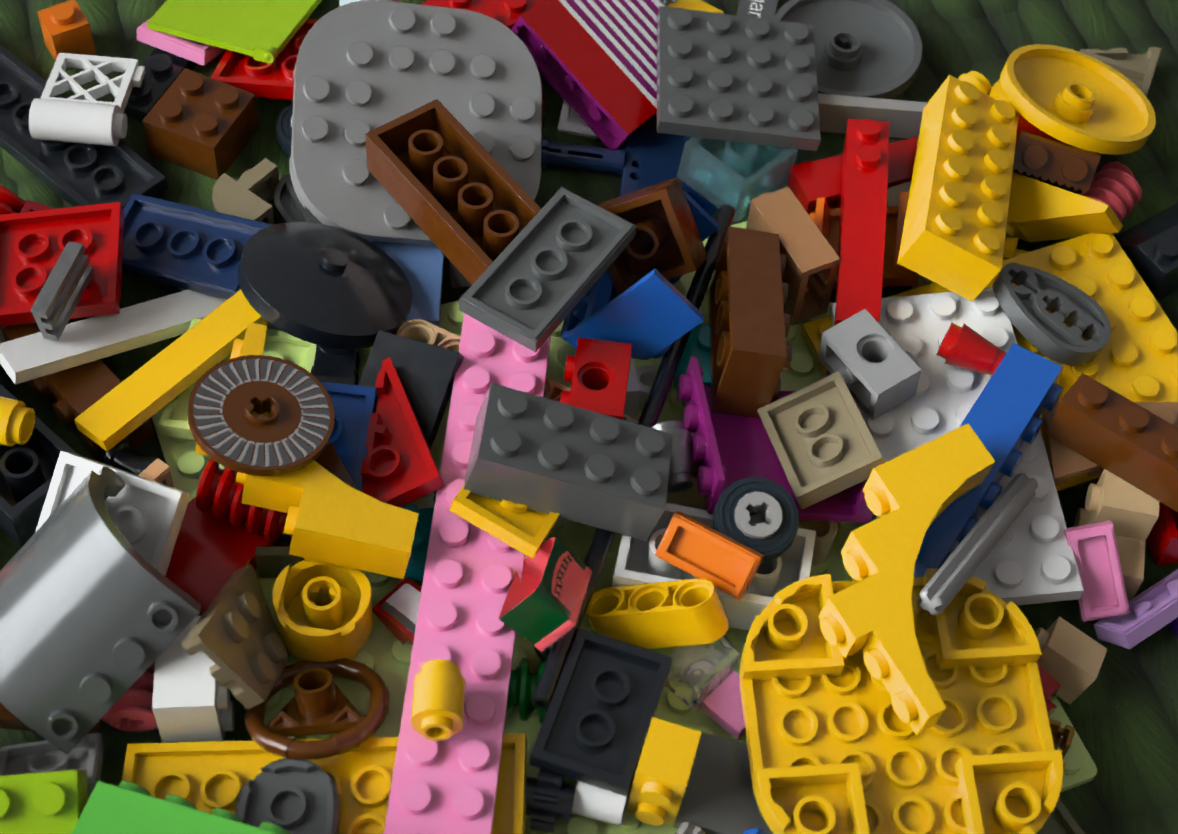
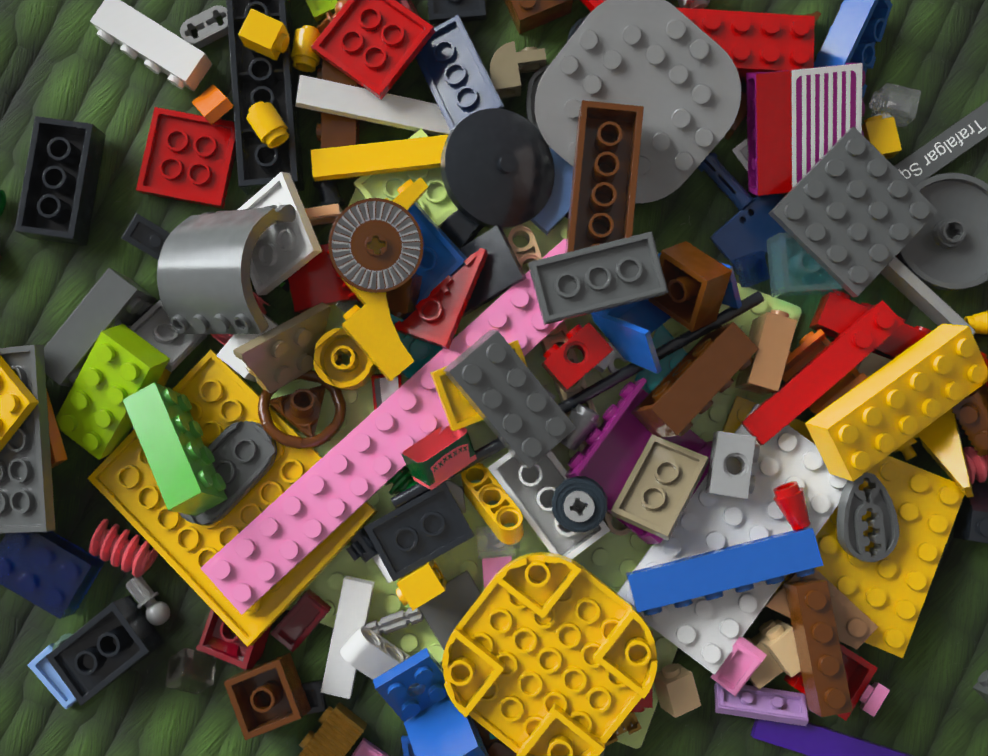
camera: 50 degrees right, 30 degrees up
(62, 291) = (353, 69): flat silver tile -> none
(438, 700) = (336, 472): yellow brick -> none
(709, 555) = (538, 503): orange tile -> none
(882, 555) = (612, 589): yellow arch -> none
(977, 545) = (672, 619): light grey axle -> none

